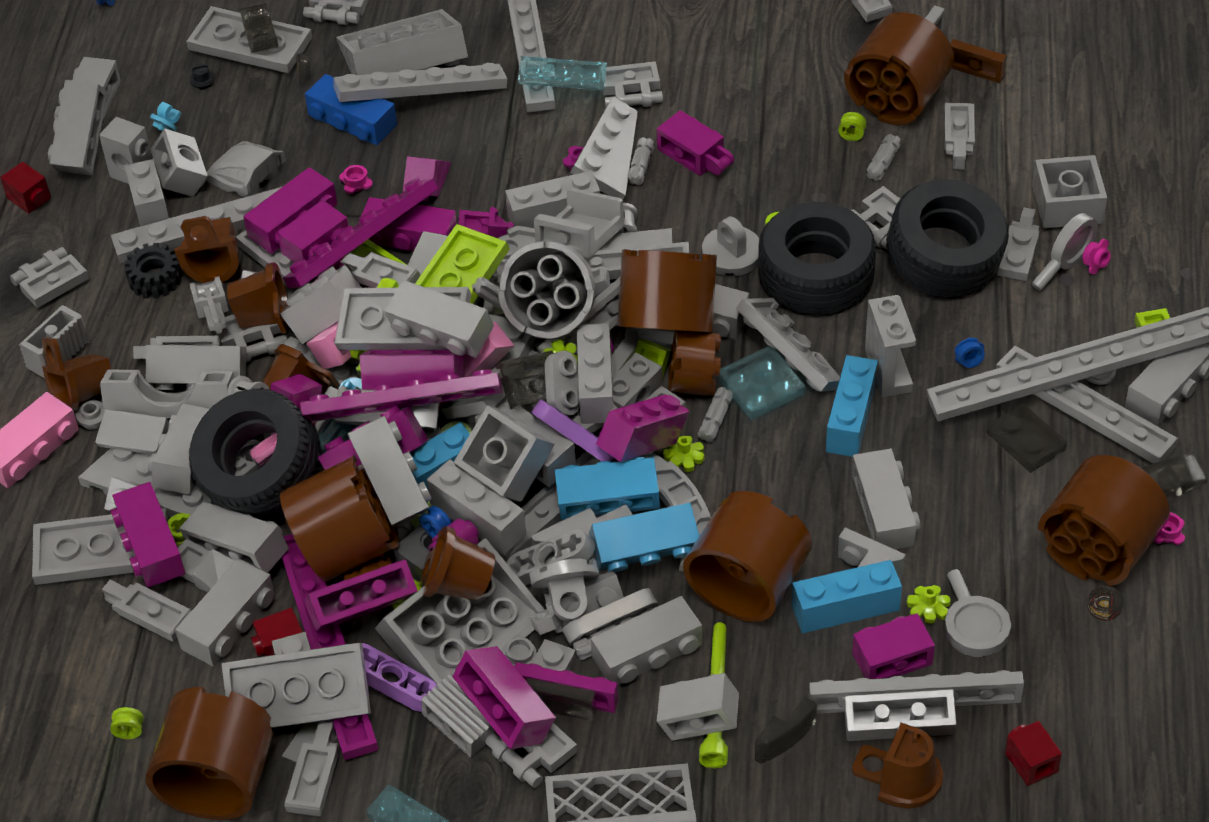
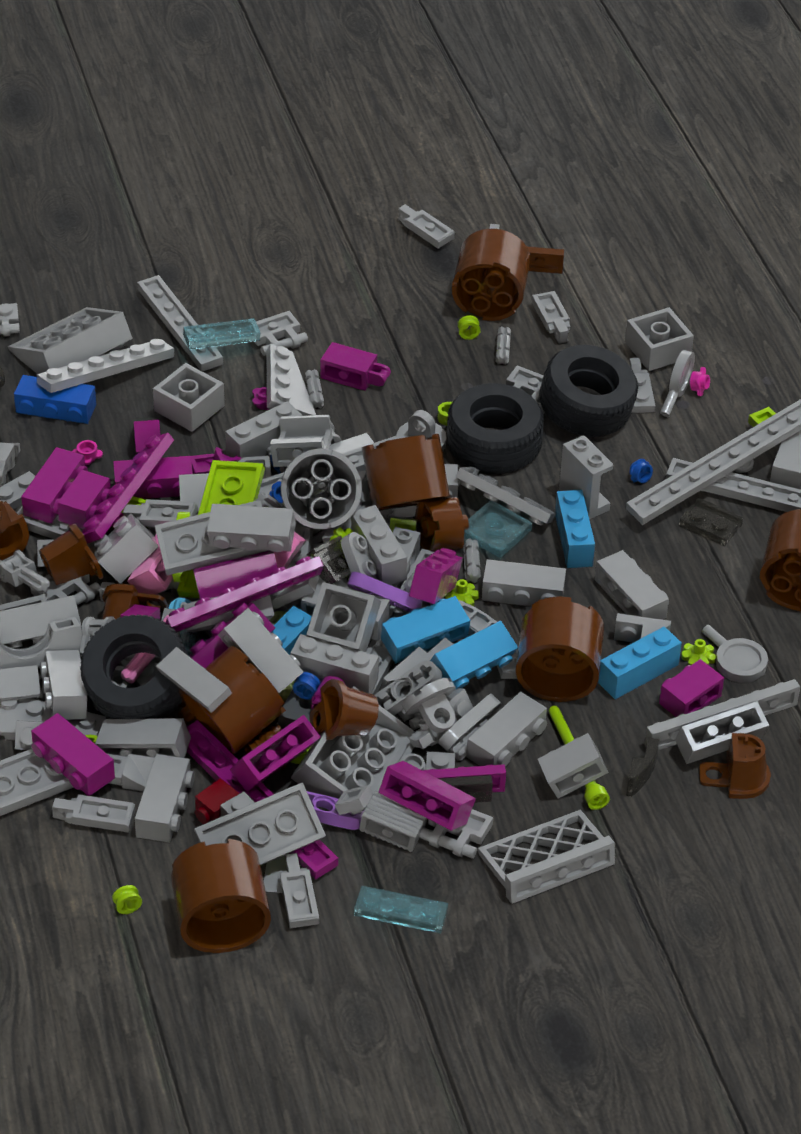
camera: 25 degrees left, 5 degrees down
(290, 486) = (194, 679): none -> light grey tile
(422, 678) = (354, 800): none -> light grey plate
(491, 140) = (188, 397): none -> light grey brick
(758, 460) = (521, 582): none -> light grey brick

